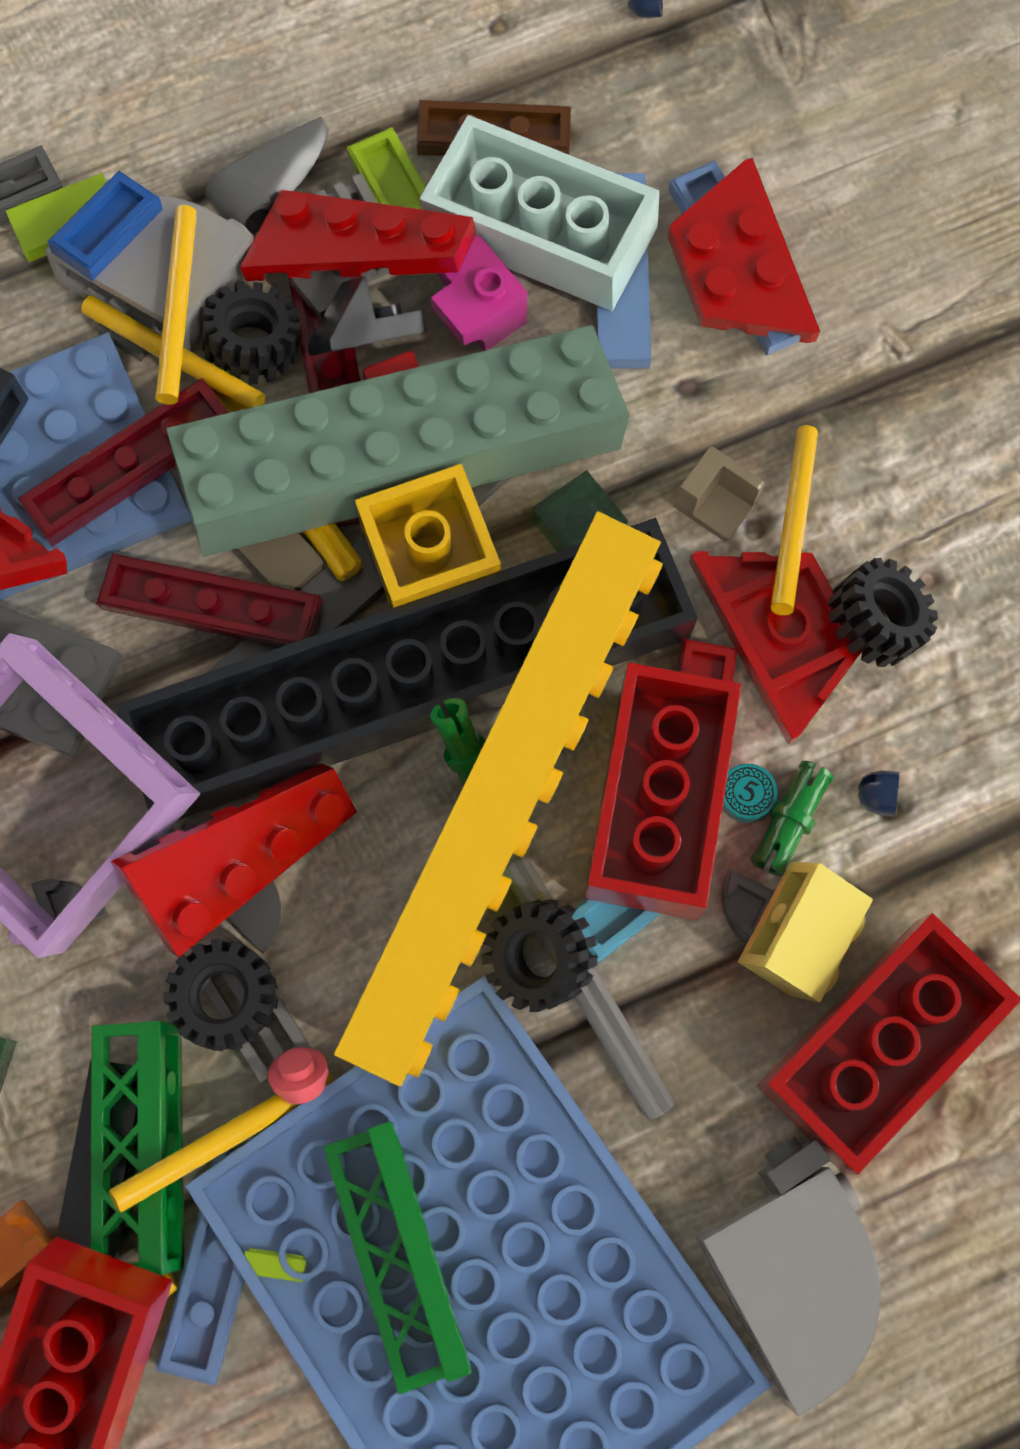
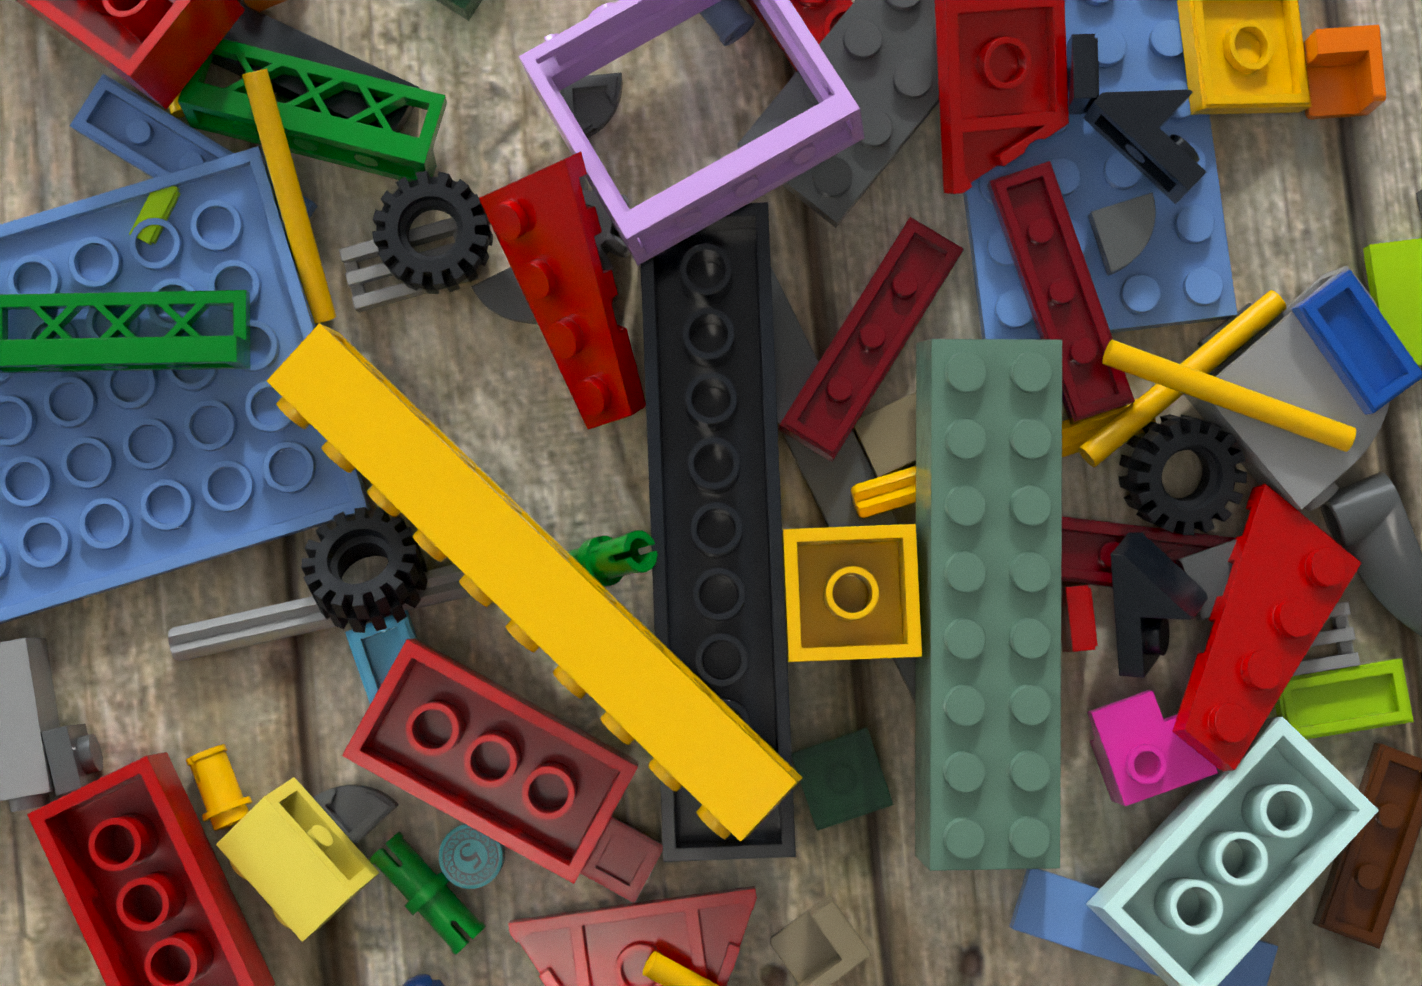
camera: 115 degrees right, 10 degrees up
(63, 427) = (1123, 230): none -> dark grey tile
(298, 1075) = (328, 287): coral plate -> none
(770, 1025) = (218, 787): none -> yellow pin

